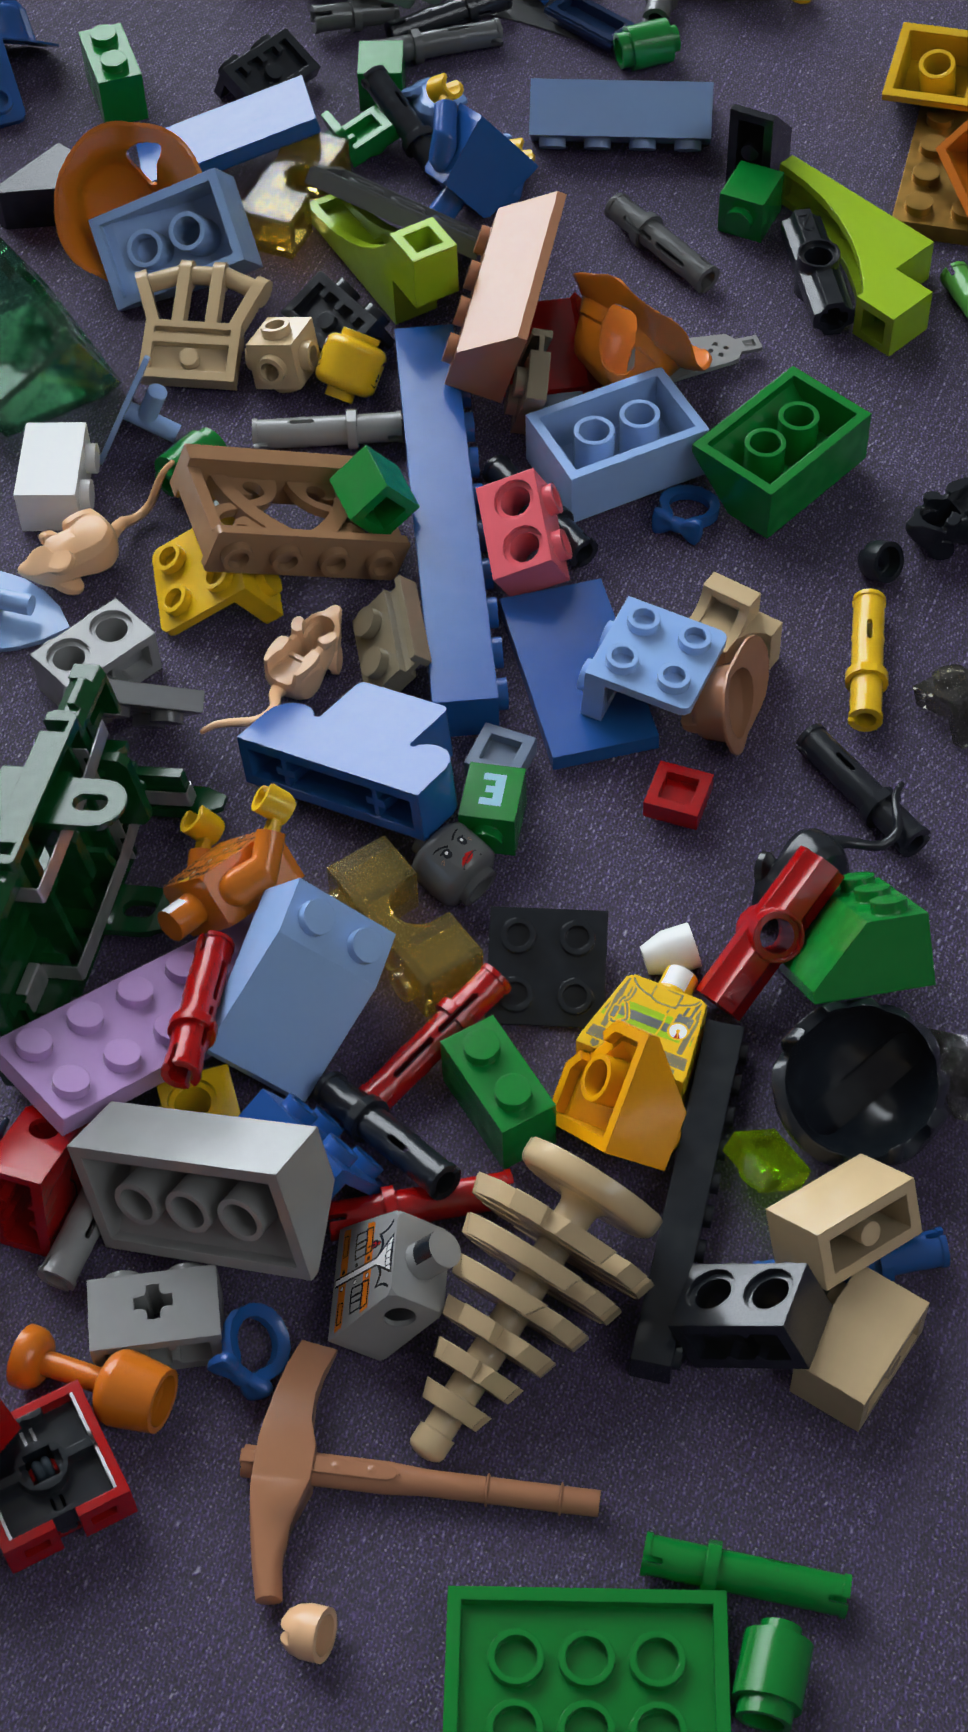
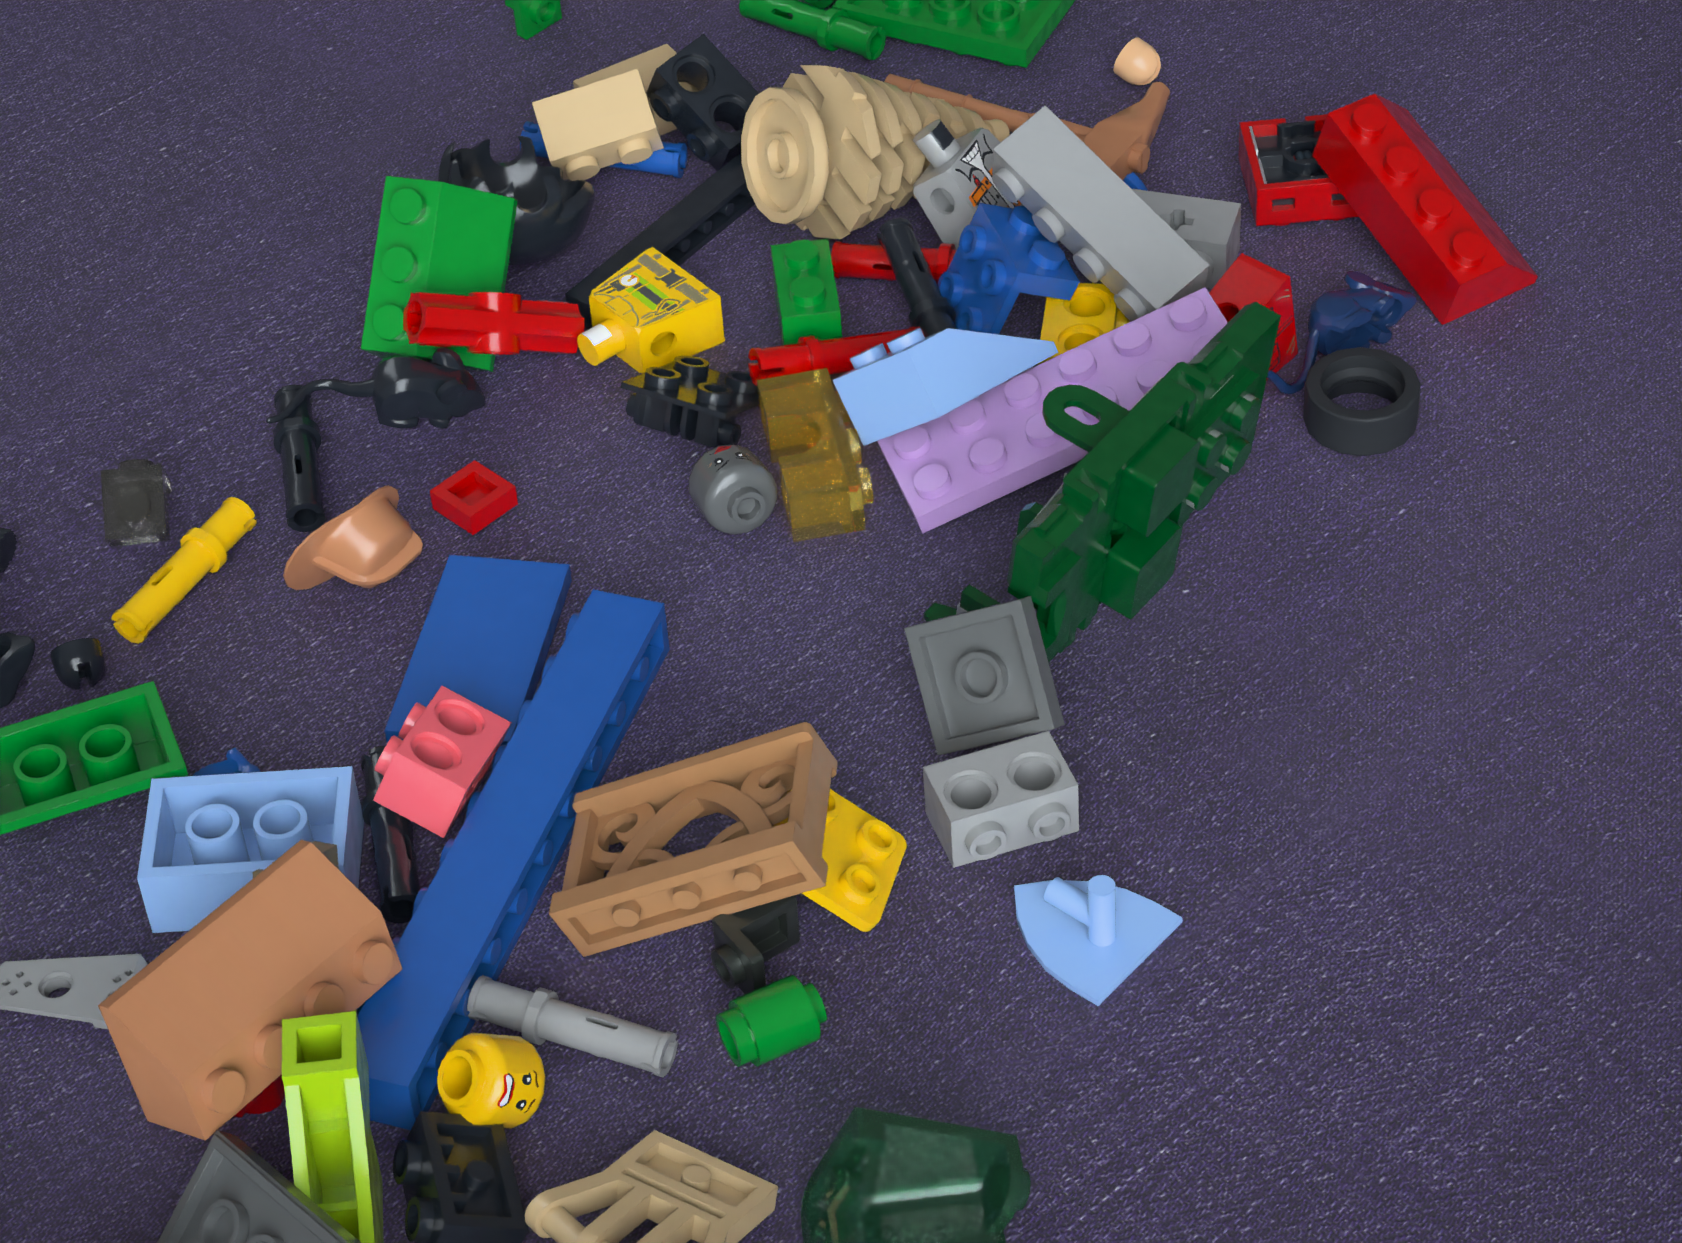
camera: 155 degrees left, 10 degrees down
(55, 474) = (955, 1053): white brick -> none
(83, 547) = (956, 945): light nougat animal -> none
(127, 1390) = (1288, 240): orange piece -> none
(144, 415) = (807, 1099): light blue shield -> none
(194, 1026) = (1058, 332): red pin -> none
(230, 878) = (965, 485): orange torso -> none
(283, 353) = (569, 1126): tan brick -> none
(298, 662) = (780, 703): light nougat animal -> none
(364, 757) = (767, 580): brick -> none
(374, 492) = (585, 822): green brick -> none
(392, 637) = (661, 704): dark tan plate -> none
(494, 805) = (662, 527): green brick -> none
(502, 747) = (622, 573): sand blue plate -> none
(610, 333) = (116, 911): orange piece -> none
(622, 1097) = (721, 247): light orange slope -> none
(650, 658) = (427, 564): light blue bracket -> none
(671, 947) = (579, 381): white hose -> none
(736, 612) = (309, 617): tan brick -> none
(766, 1161) = (618, 215): clear neon green plate -> none

